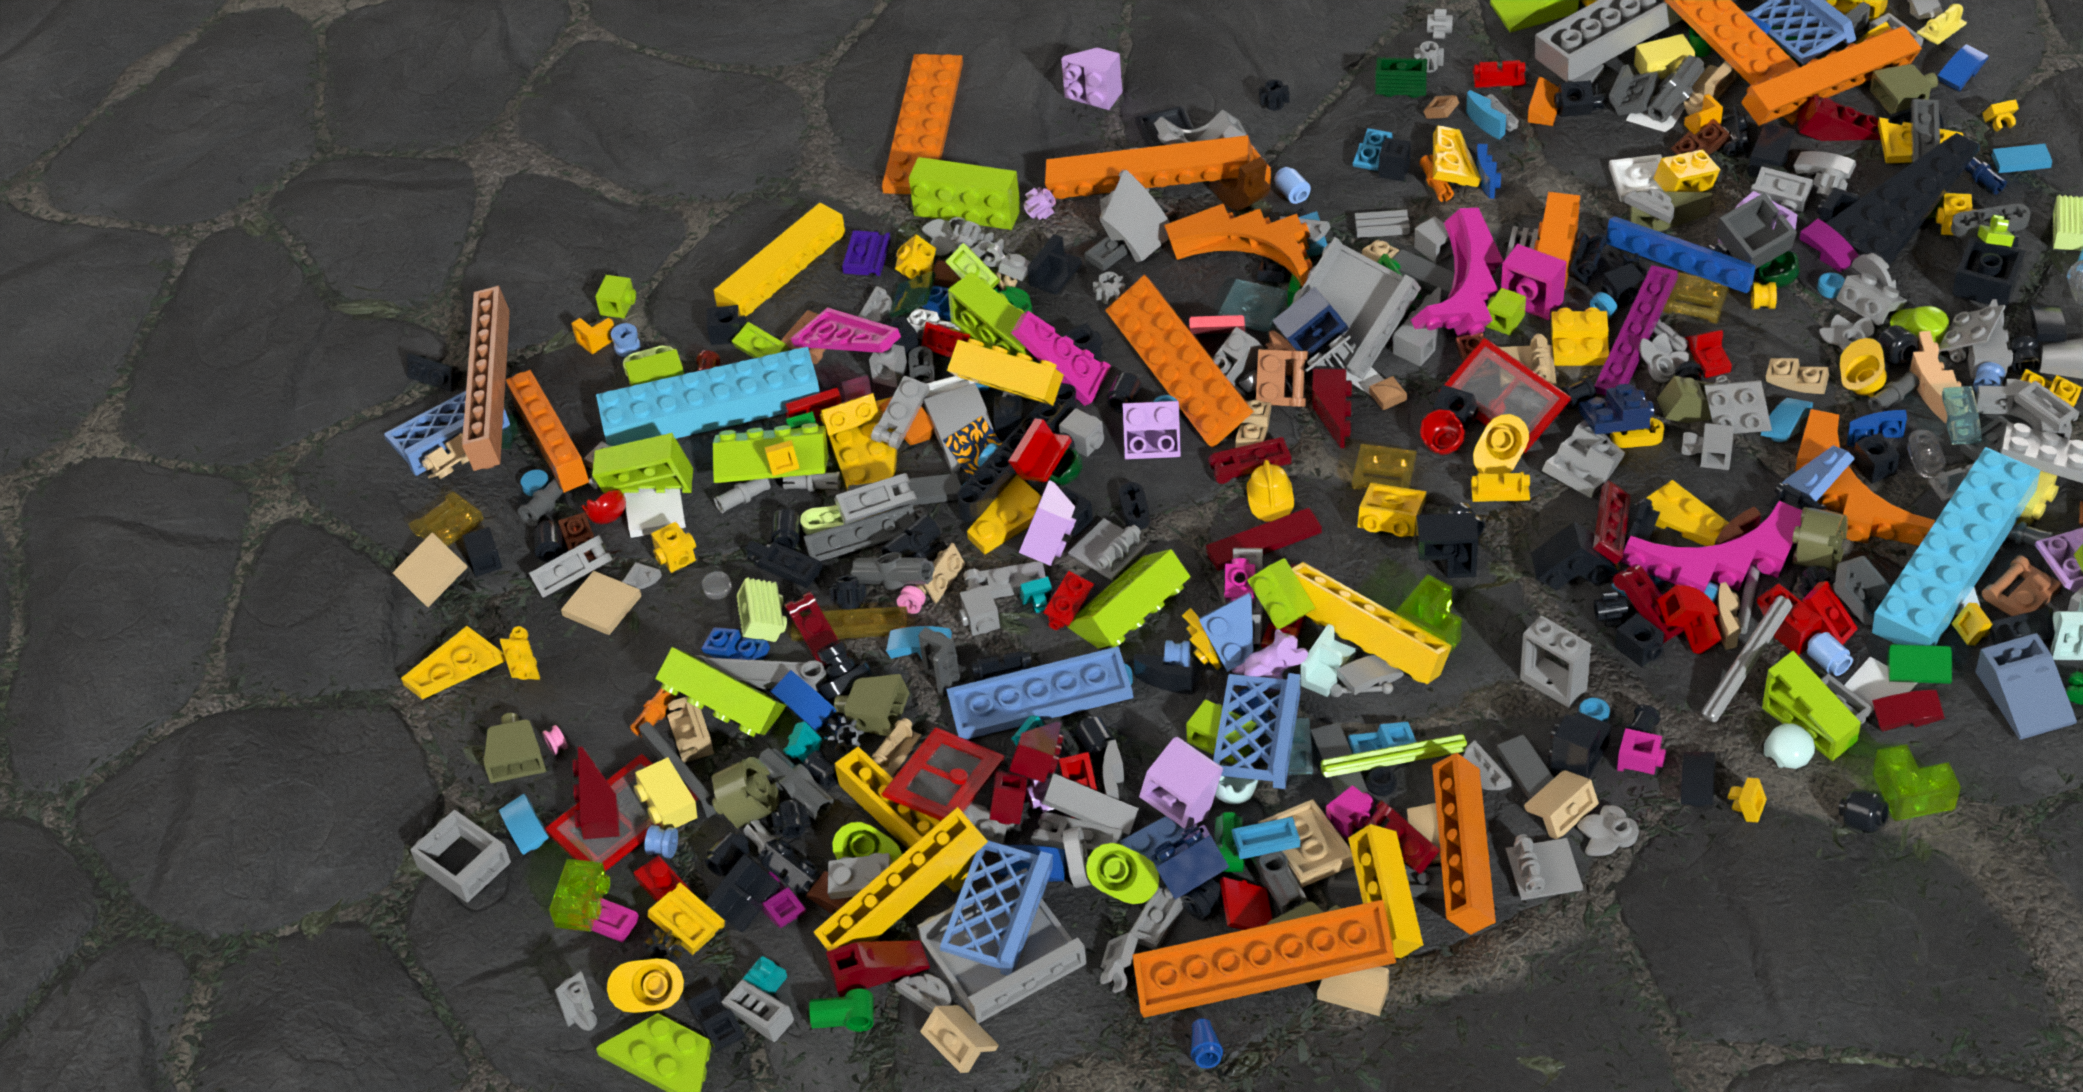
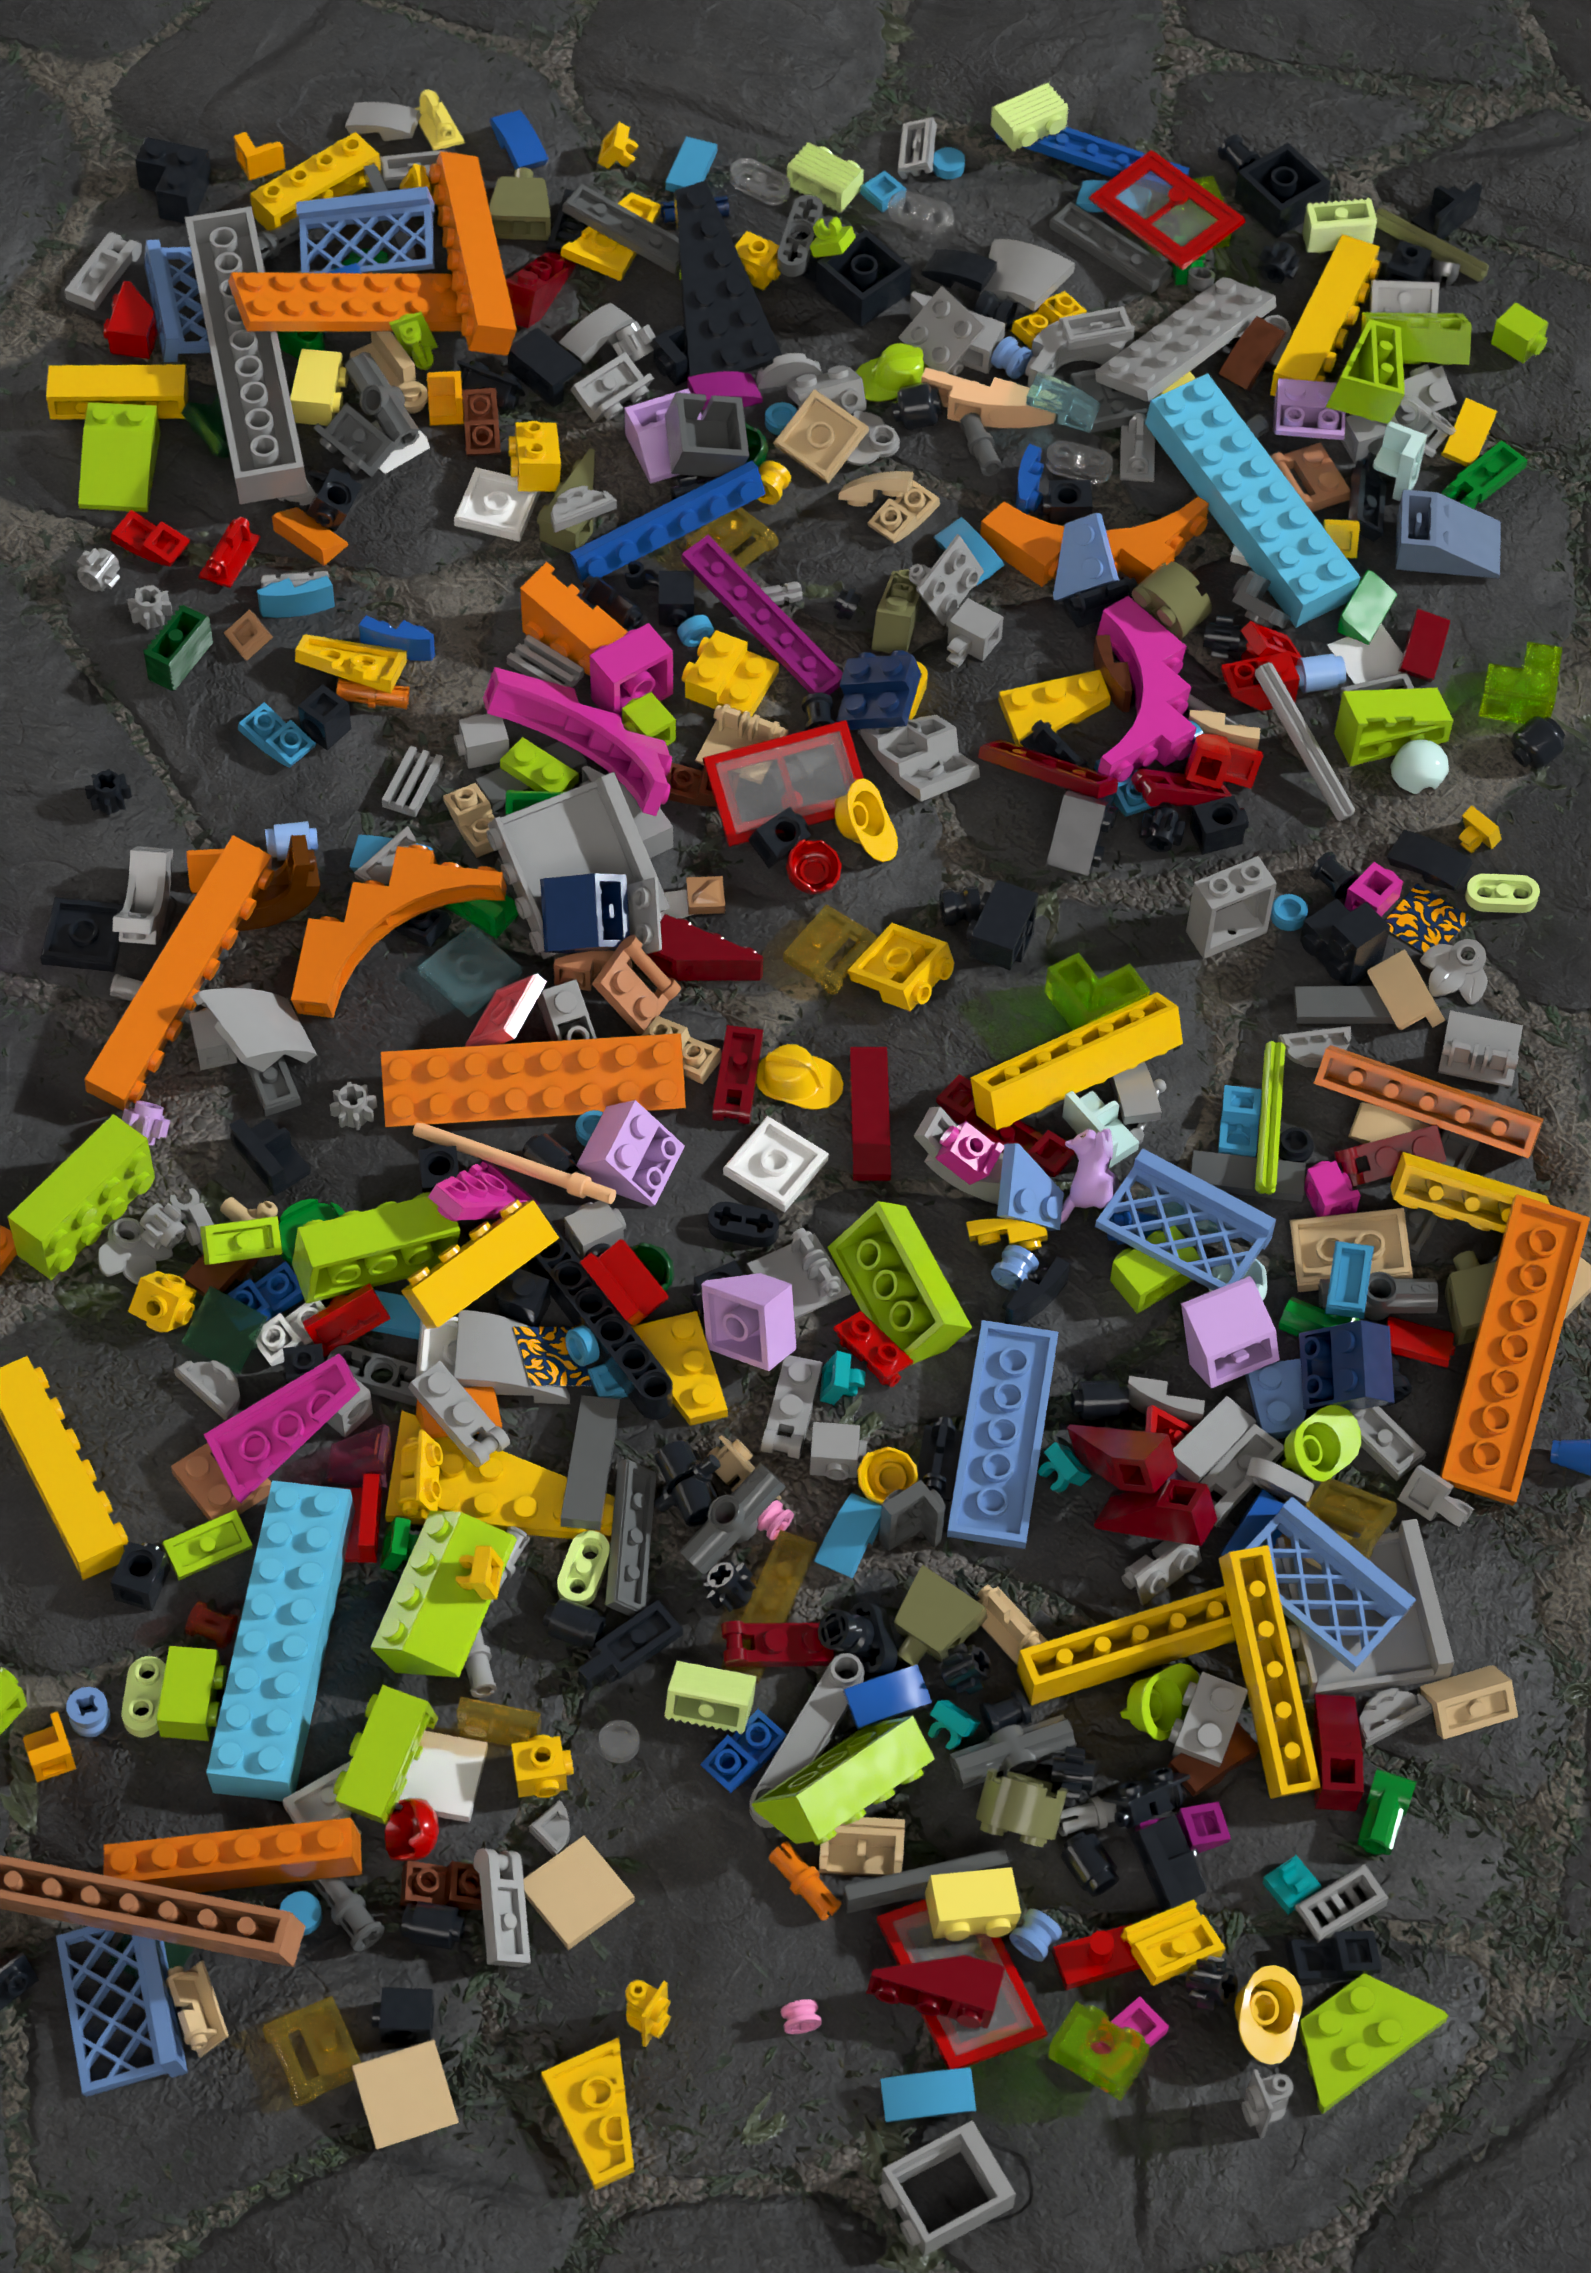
camera: 75 degrees left, 10 degrees up
(512, 750) = (791, 2072): olive torso -> none
(693, 521) = (496, 1722): none -> clear yellow plate
(866, 253) = (103, 1358): dark purple plate -> none
(874, 498) = (609, 1492): light grey plate -> none
(943, 775) = (1099, 1576): red door -> none
(971, 640) = (885, 1472): none -> yellow hair
(1010, 265) = (249, 1194): light grey plate -> none
(1078, 913) = (1353, 1510): none -> clear yellow plate
(1103, 402) = (576, 1184): none -> light nougat bar
(1193, 506) = (775, 1164): none -> white tile
(1249, 382) = (604, 1017): flat silver hinge -> none
(1281, 594) = (1015, 1116): lime brick -> none
(1428, 270) = (538, 768): none -> lime plate
(1485, 37) = (151, 542): none -> red slope
(1491, 488) = (922, 851): yellow hinge -> none
(1647, 800) = (1426, 920): none -> sticker
(1661, 358) = (814, 616): light grey plate -> none
(1702, 837) = (1501, 893): none -> yellowish green plate
(1709, 353) = (818, 571): red slope -> none
(1733, 72) = (415, 338): none -> lime hinge
(1806, 350) = (865, 489): none -> tan slope
(1824, 304) = (821, 436): none -> tan tile
(1863, 367) = (939, 447): yellow piece -> none
(2038, 194) = (760, 181): none -> clear plate

